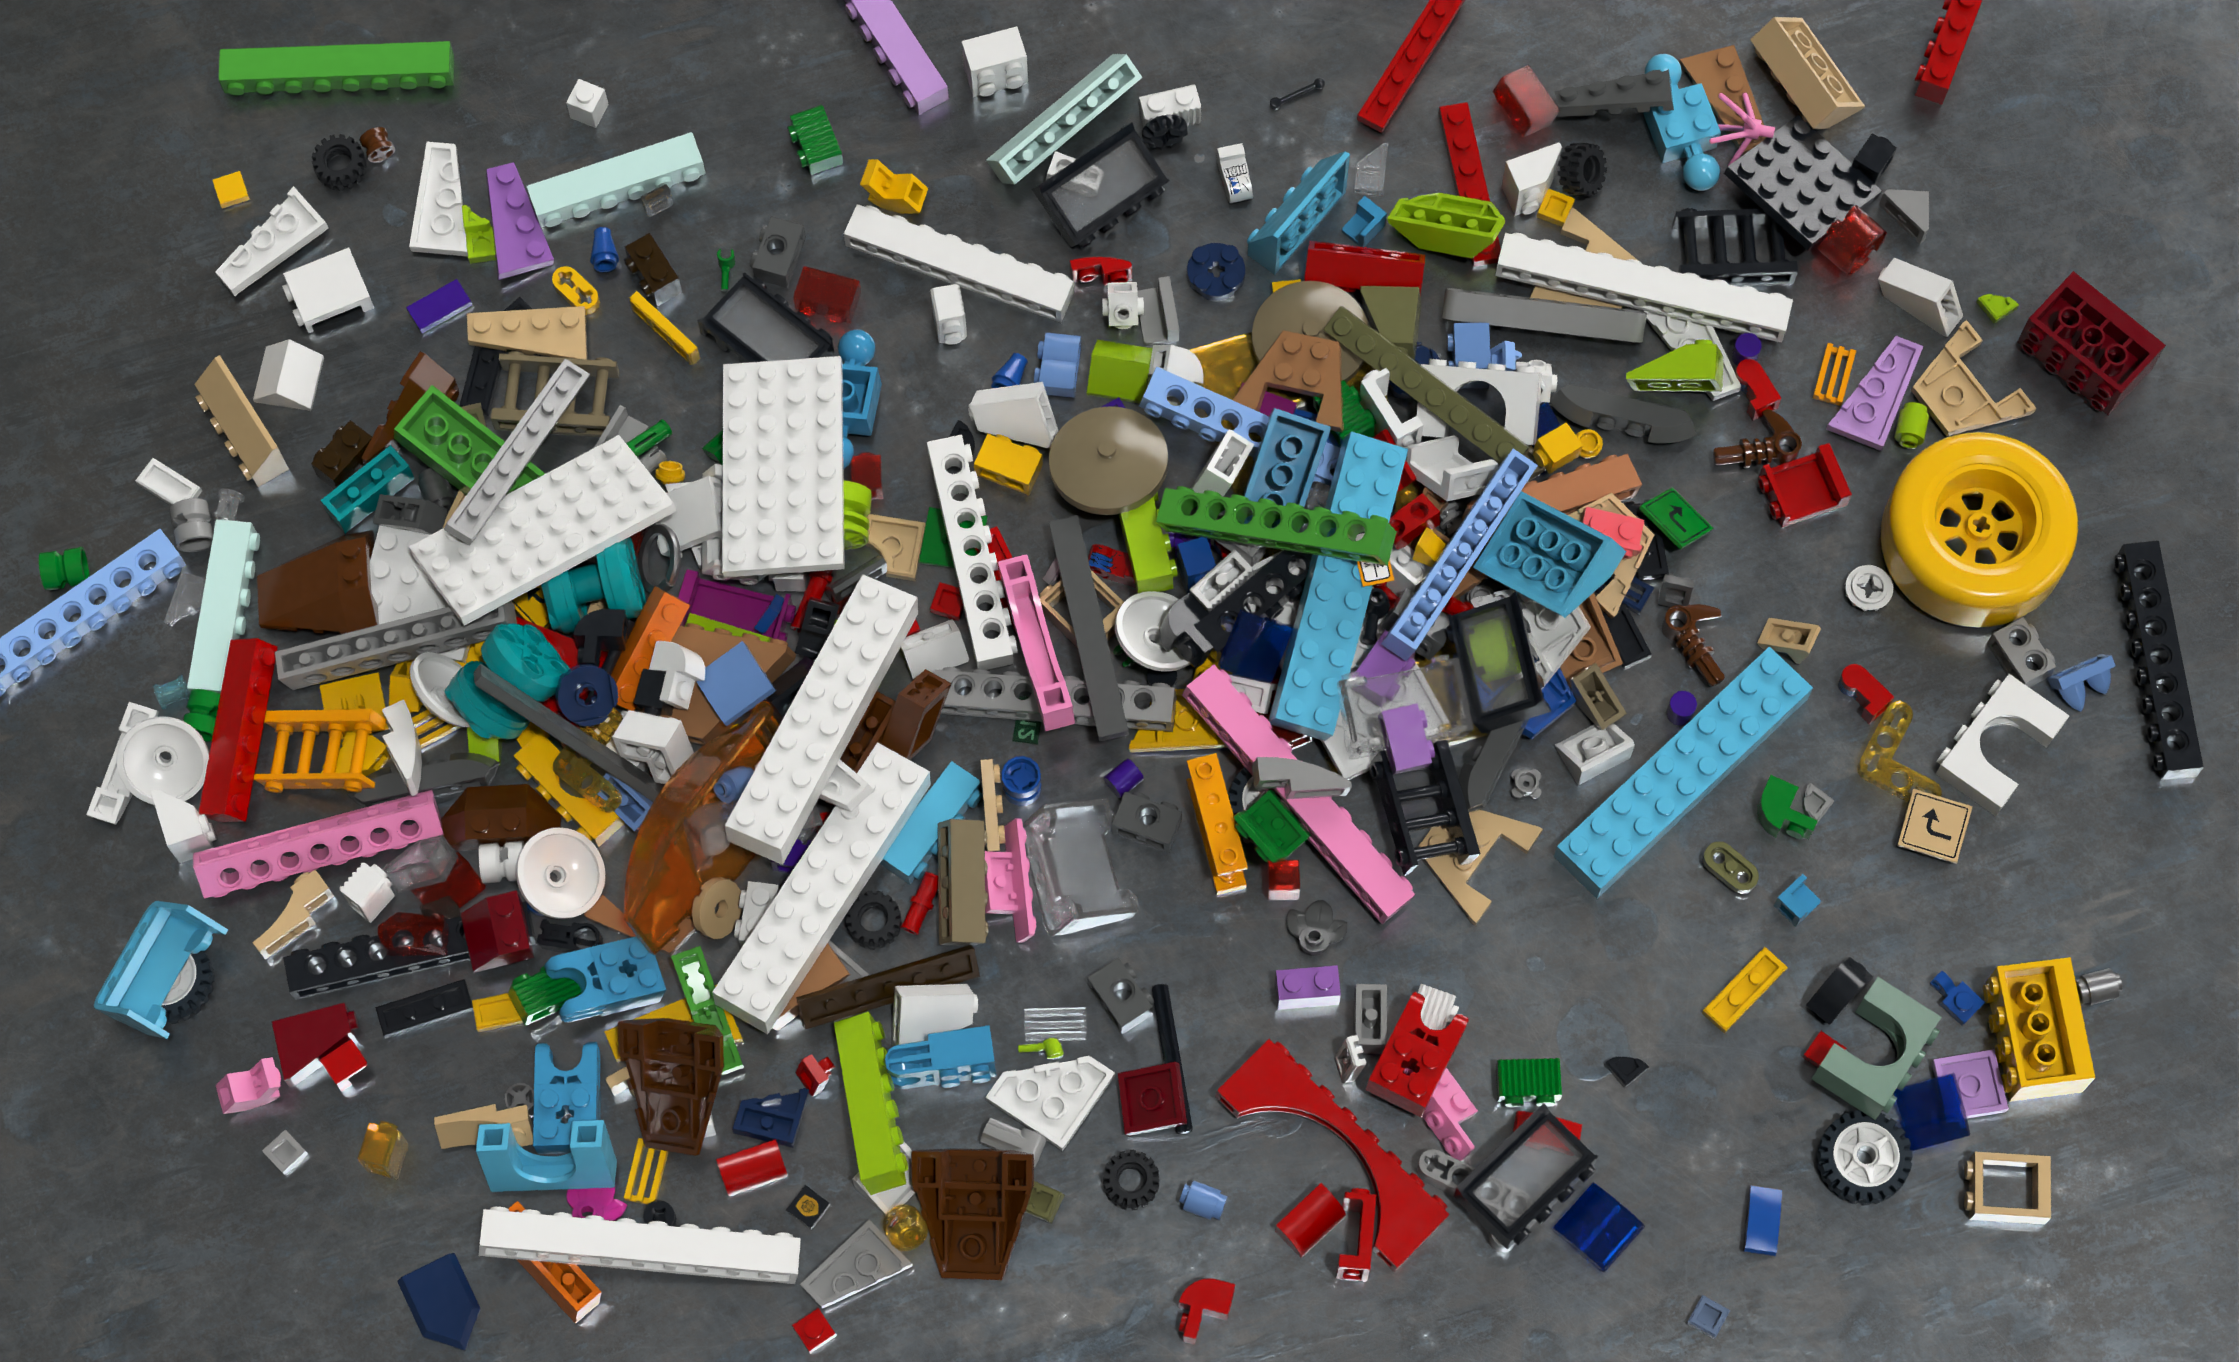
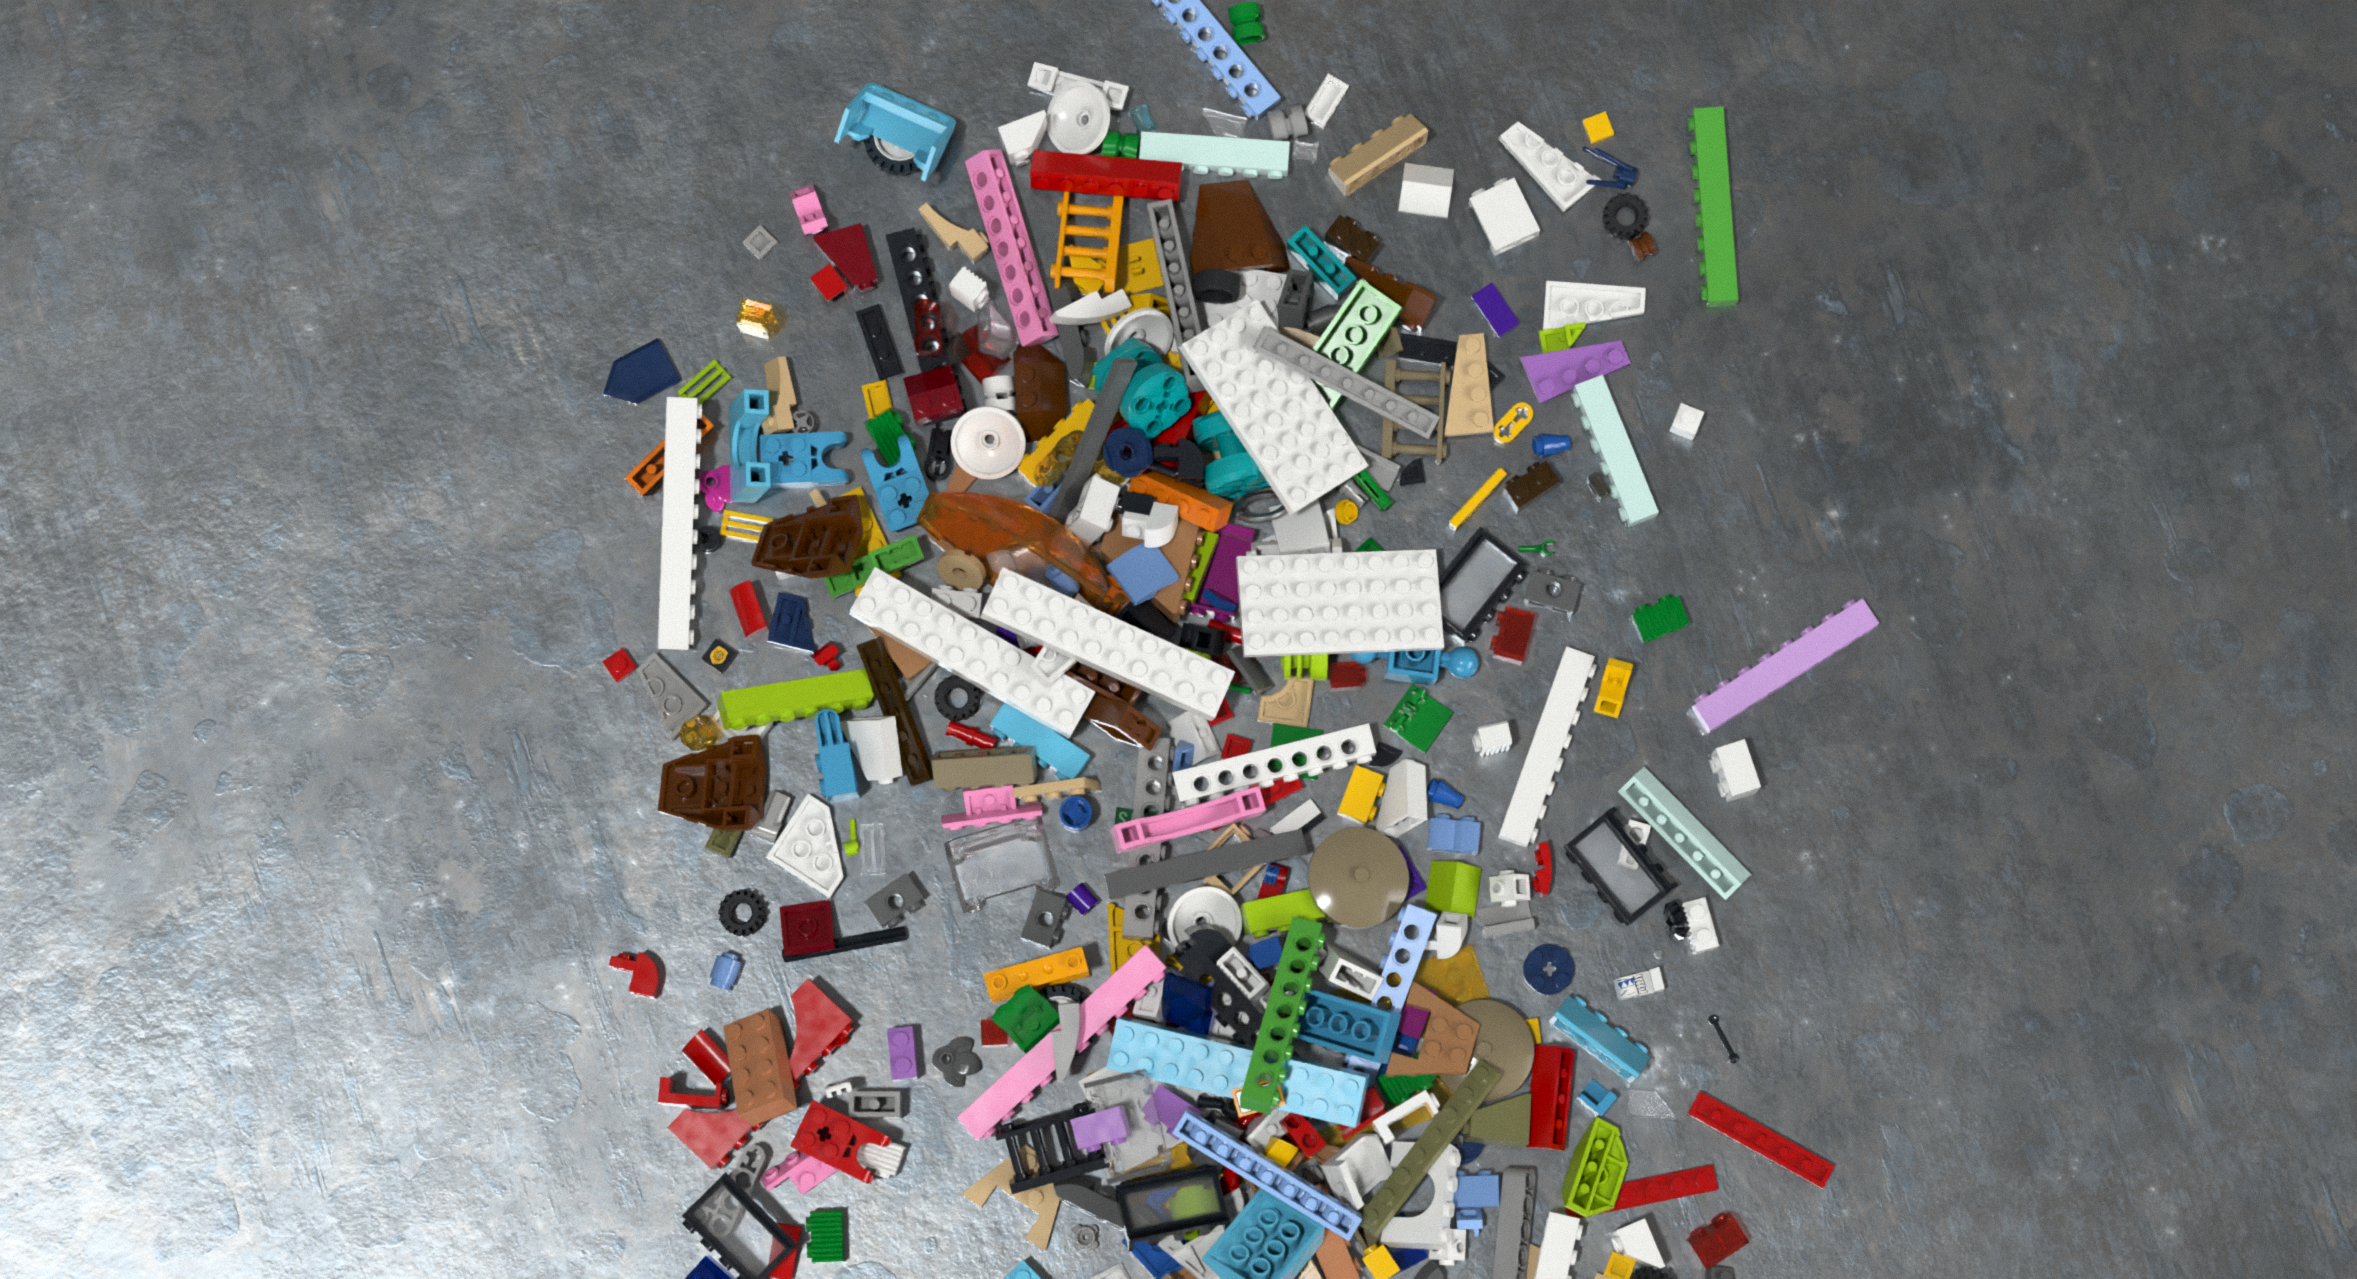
camera: 90 degrees right, 10 degrees up
(288, 161) = (1623, 172): none -> dark blue plant
(388, 596) = (1216, 286): none -> black tyre
(446, 1203) = (719, 371): none -> lime tile
(629, 398) = (1412, 474): none -> black tile
(919, 402) = (1418, 718): none -> green hinge
(955, 657) = (1183, 756): none -> medium blue slope
(1036, 535) = (1304, 817): none -> white tile
(1326, 1148) = (760, 1067): none -> nougat brick

